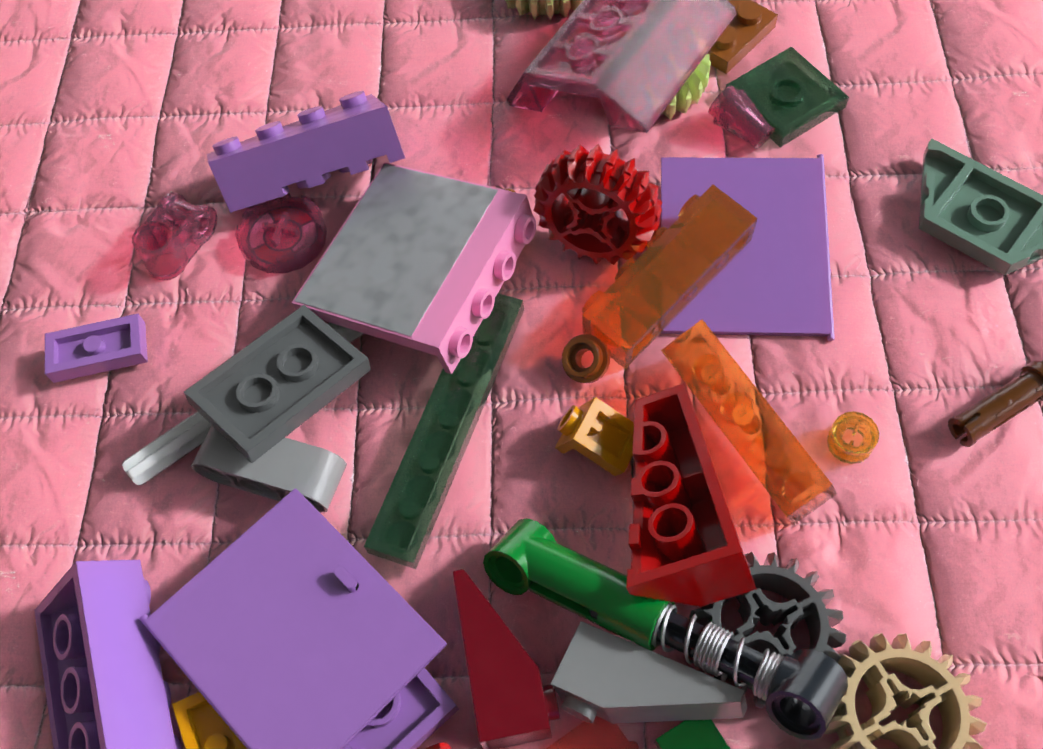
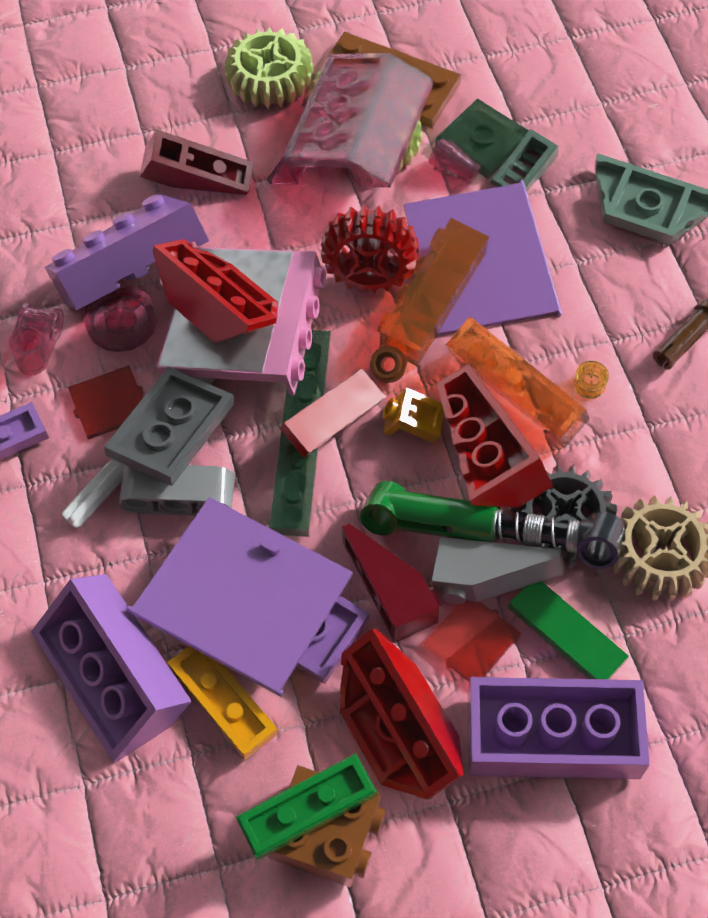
camera: 20 degrees left, 0 degrees up
(227, 327) = (105, 401): none -> clear red piece
(380, 220) = (212, 292): none -> red wedge
(424, 68) = (194, 166): none -> dark red slope
(490, 409) = (332, 413): none -> tile
(847, 110) = (539, 145): none -> sand green slope

